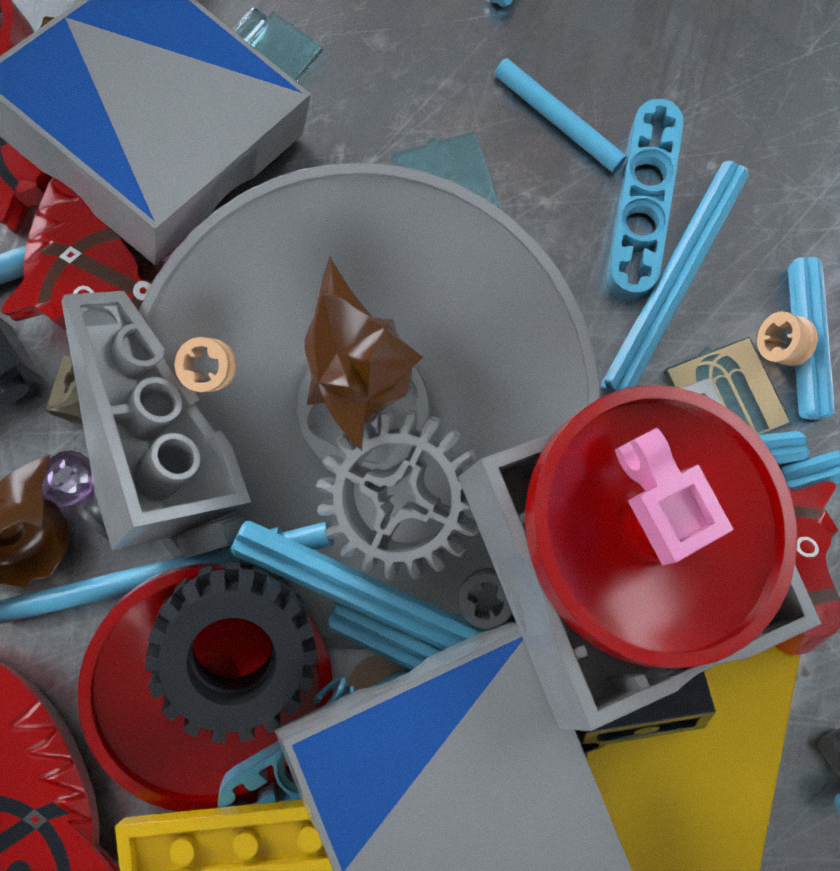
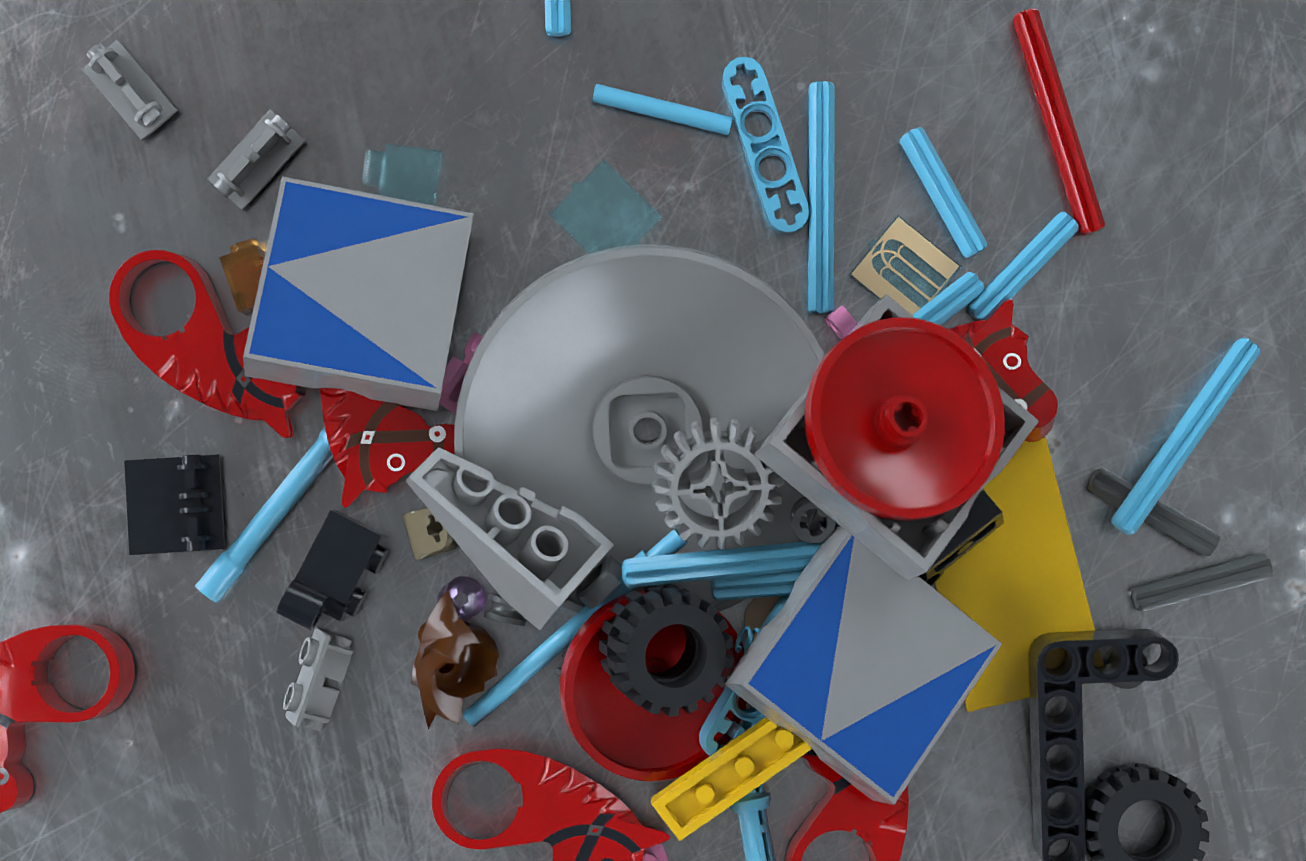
camera: 35 degrees left, 10 degrees up
(194, 379) = (523, 481): light nougat bush -> none
(354, 358) = (638, 411): reddish brown hair -> none
(677, 506) = (907, 407): bright pink plate -> none
(802, 344) = (915, 210): light nougat bush -> none

